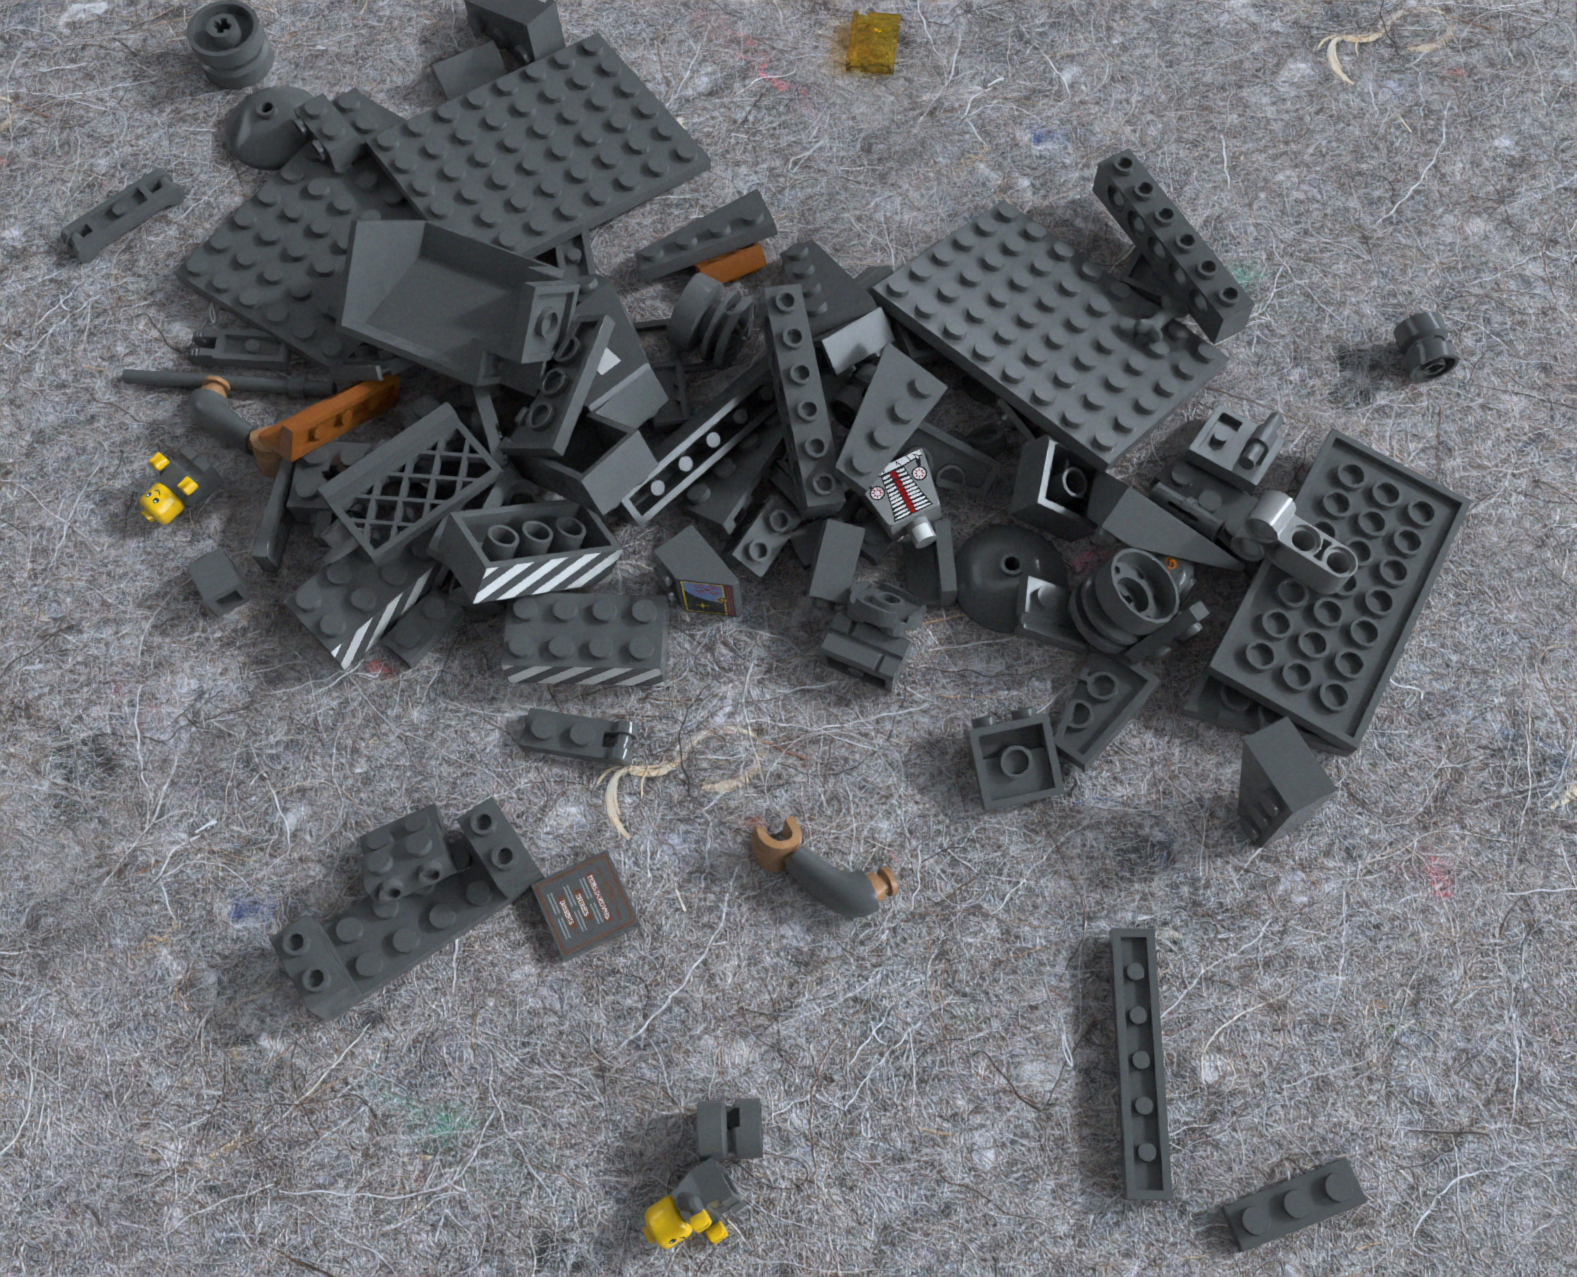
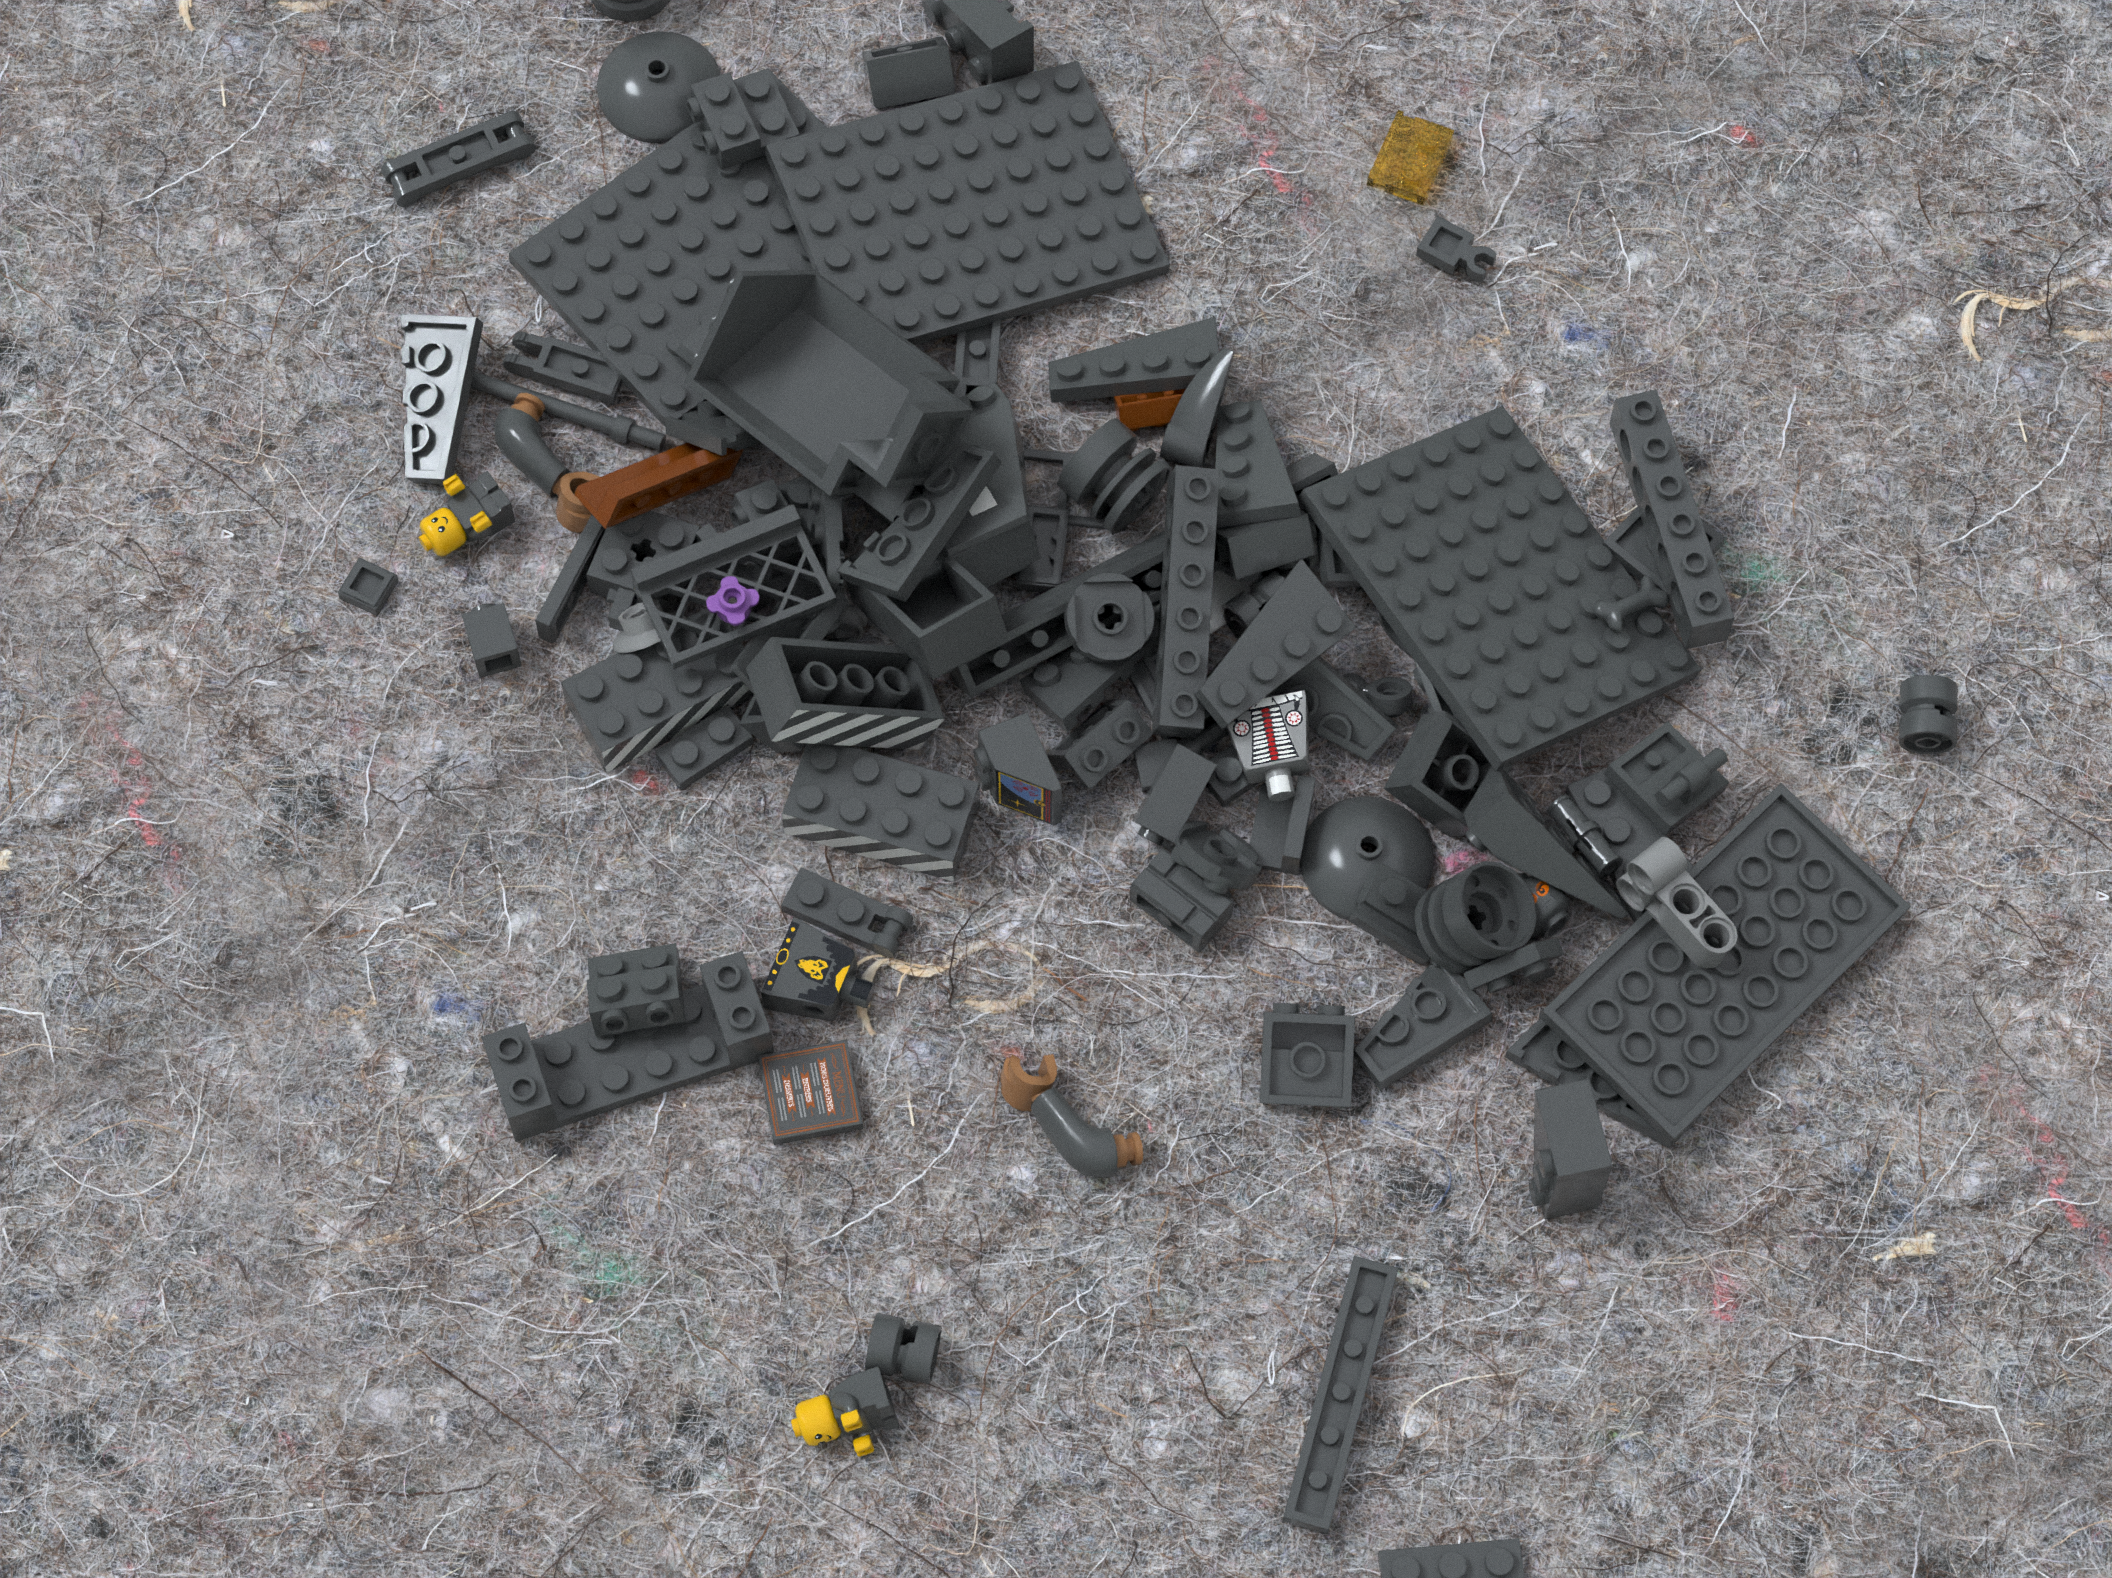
camera: 10 degrees right, 0 degrees up
(107, 565) = (368, 586): none -> dark grey tile
(134, 383) = (439, 375): none -> wing
(413, 503) = (732, 613): none -> medium lavender plate
(563, 800) = (814, 975): none -> torso
(749, 412) = (1126, 600): none -> dark grey plate
(764, 253) = (1196, 414): none -> dark grey piece
(925, 95) = (1451, 247): none -> dark grey plate

